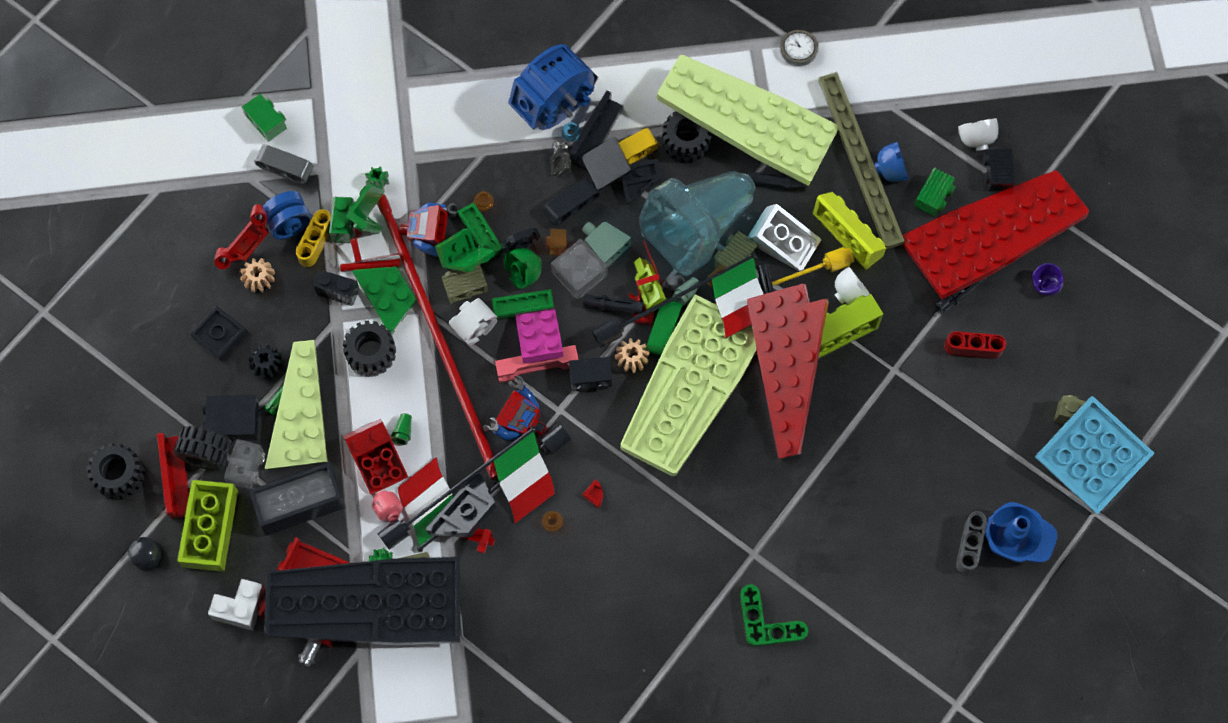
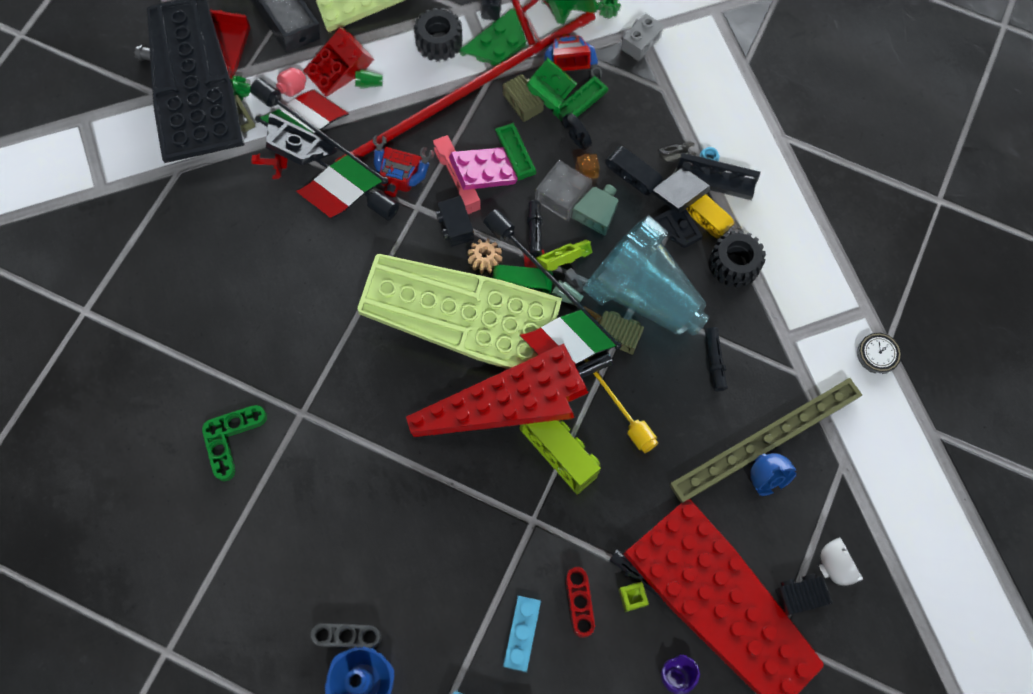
camera: 75 degrees right, 0 degrees up
(422, 157) = (641, 36): none -> light grey brick
(473, 321) = (483, 109): white brick -> none
(484, 201) = (613, 97): clear orange plate -> none
(523, 266) = (553, 142): green cylinder -> none
(552, 88) = (744, 118): blue piece -> none
(552, 515) = (302, 216): clear orange plate -> none
(594, 494) = (337, 253): red tile -> none
(646, 280) = (568, 255): red piece -> none
(749, 118) = (775, 315): yellowish green wing -> none
(784, 237) = (651, 377): white slope -> none
(848, 229) = (679, 440): neon yellow slope -> none
(849, 287) = (612, 453): white cylinder -> none
(934, 192) = (752, 526): green brick -> none
(977, 302) = (633, 597): none -> lime slope
(991, 399) = (522, 633): none -> medium azure plate

